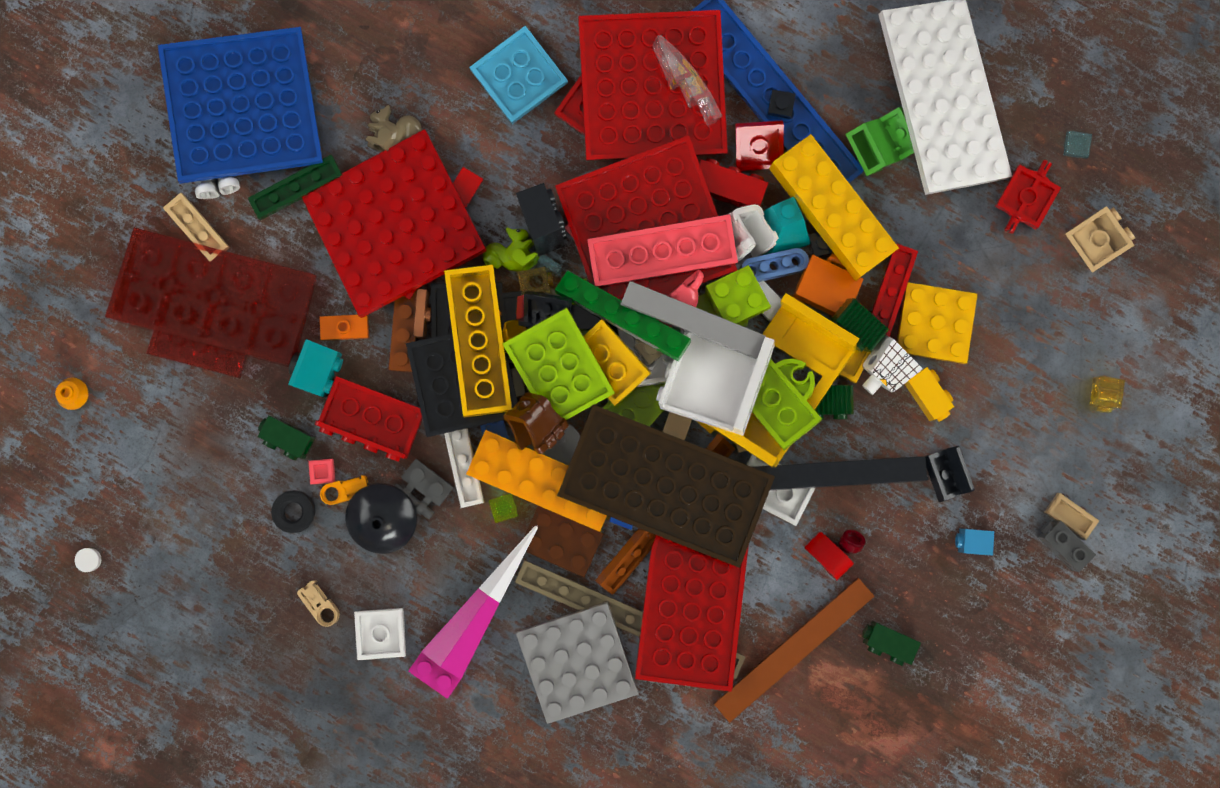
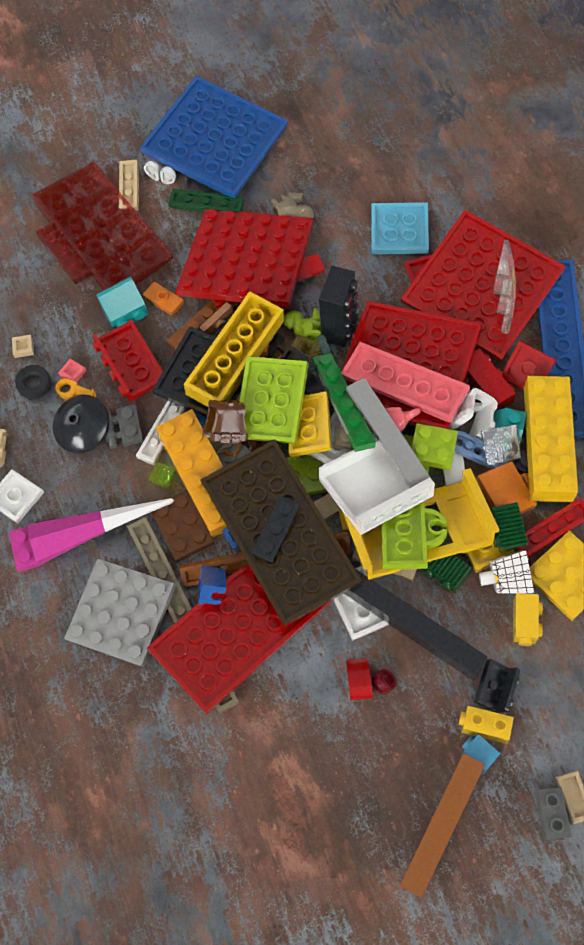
camera: 45 degrees right, 20 degrees down
(249, 484) = (22, 346): none -> tan plate
(286, 437) = (67, 330): dark green brick -> none
(642, 579) = (211, 581): none -> blue hinge
(666, 489) = (276, 530): none -> black plate
(781, 104) = (564, 352): black plate -> none
(793, 246) = (501, 444): none -> piece
(793, 649) = (278, 727): dark orange tile -> none
(891, 642) = (357, 783): dark green brick -> none
(962, 513) = (486, 724): none -> yellow brick
(989, 623) = (442, 825): none -> dark orange tile

